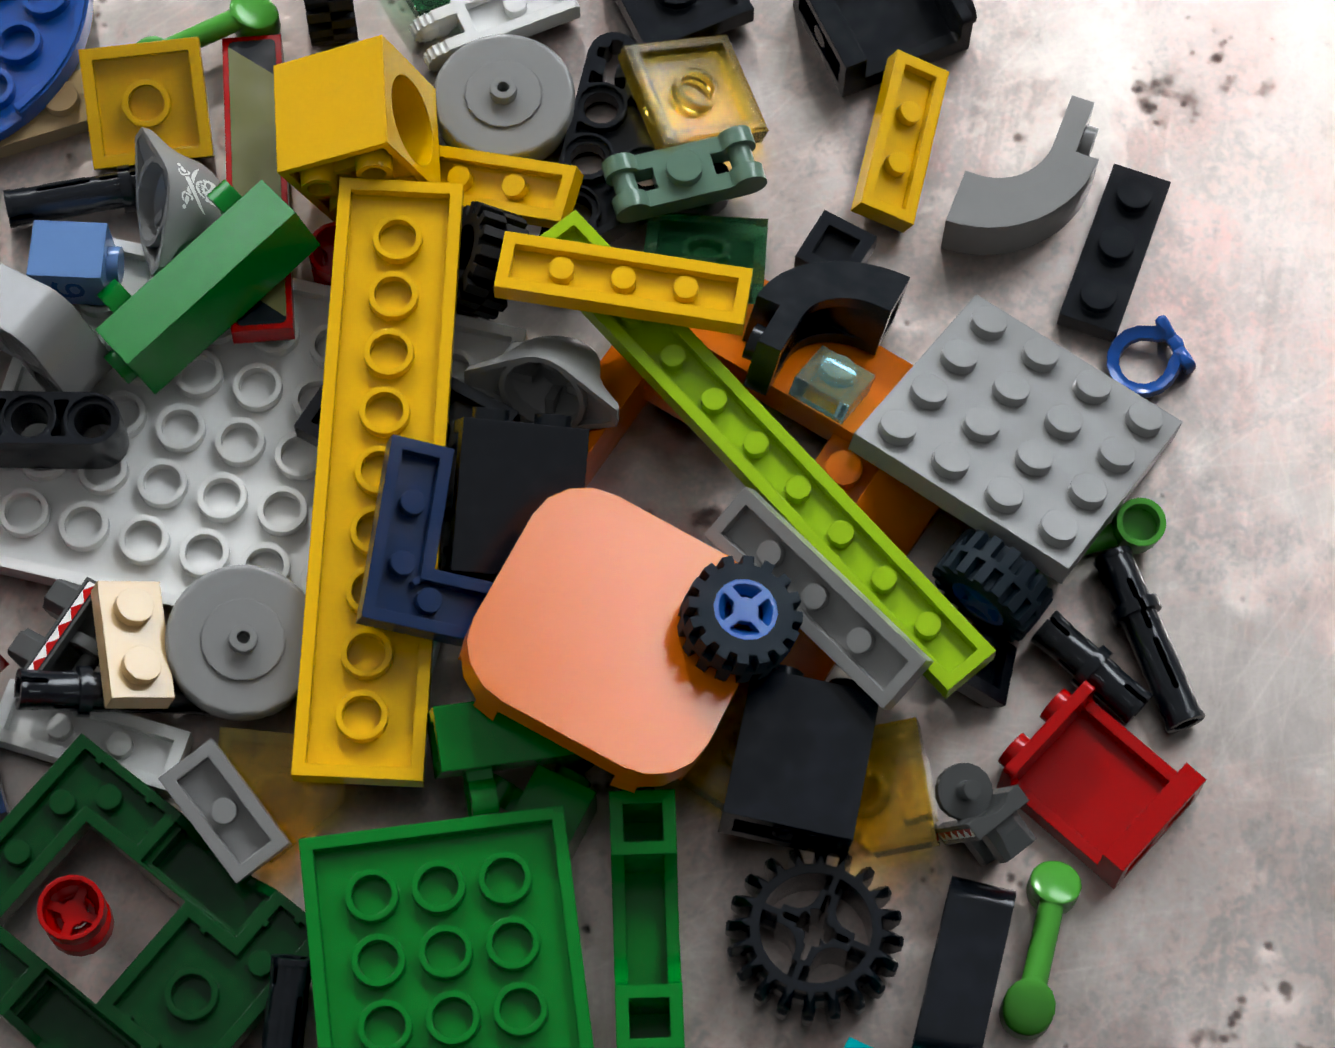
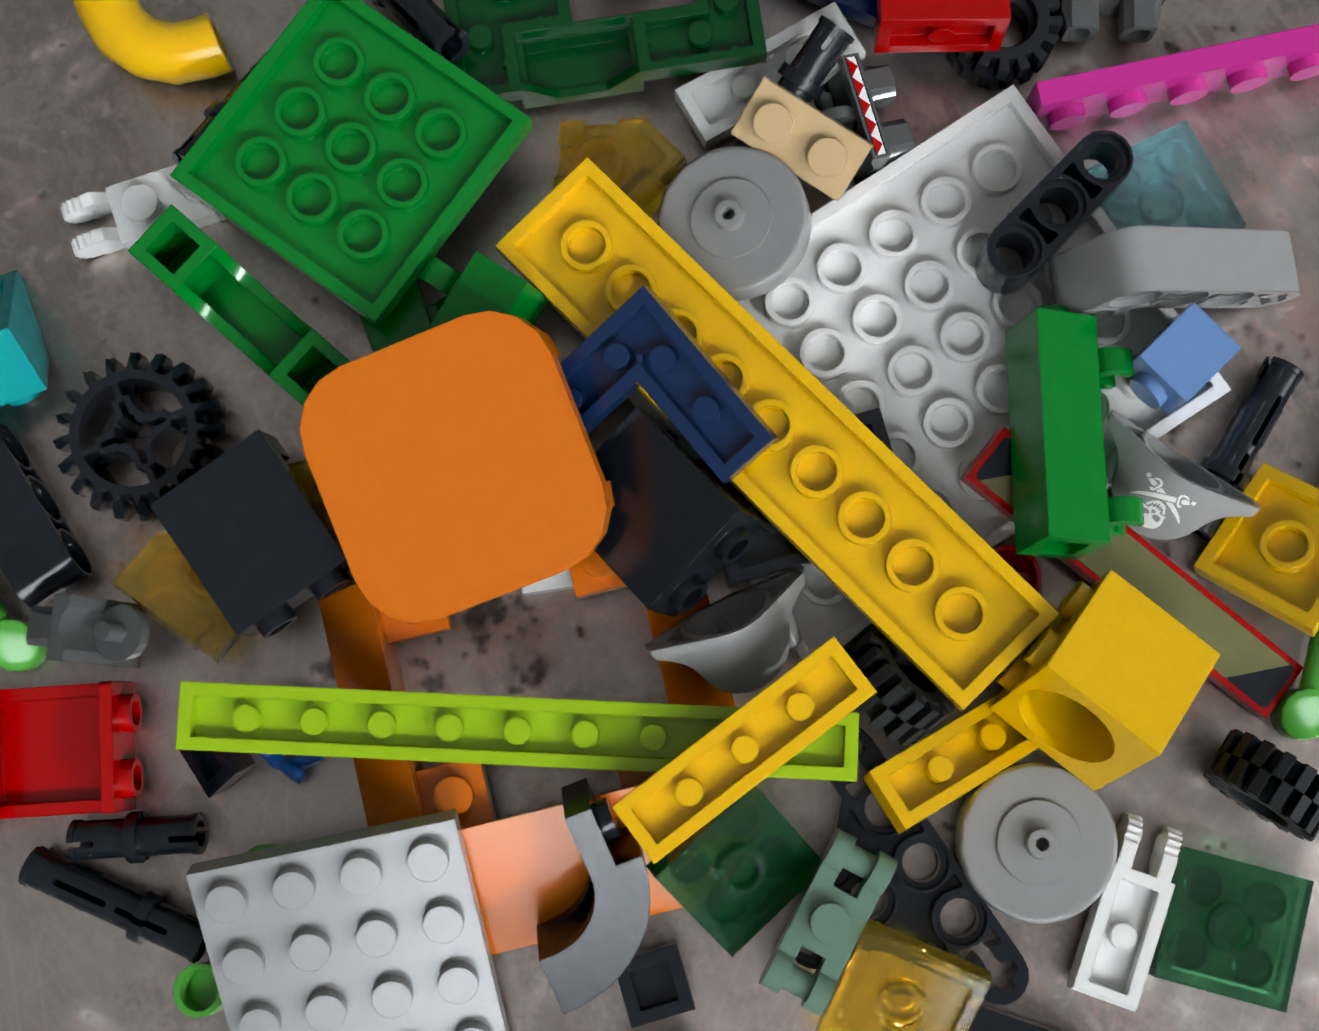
camera: 140 degrees right, 15 degrees up
(224, 811) = (614, 103): light grey plate -> none
(743, 596) = (345, 569): black wheel -> none
(832, 384) = (525, 853): clear light blue plate -> none
(833, 608) = (344, 654): light grey plate -> none
(993, 584) = (254, 818): black wheel -> none

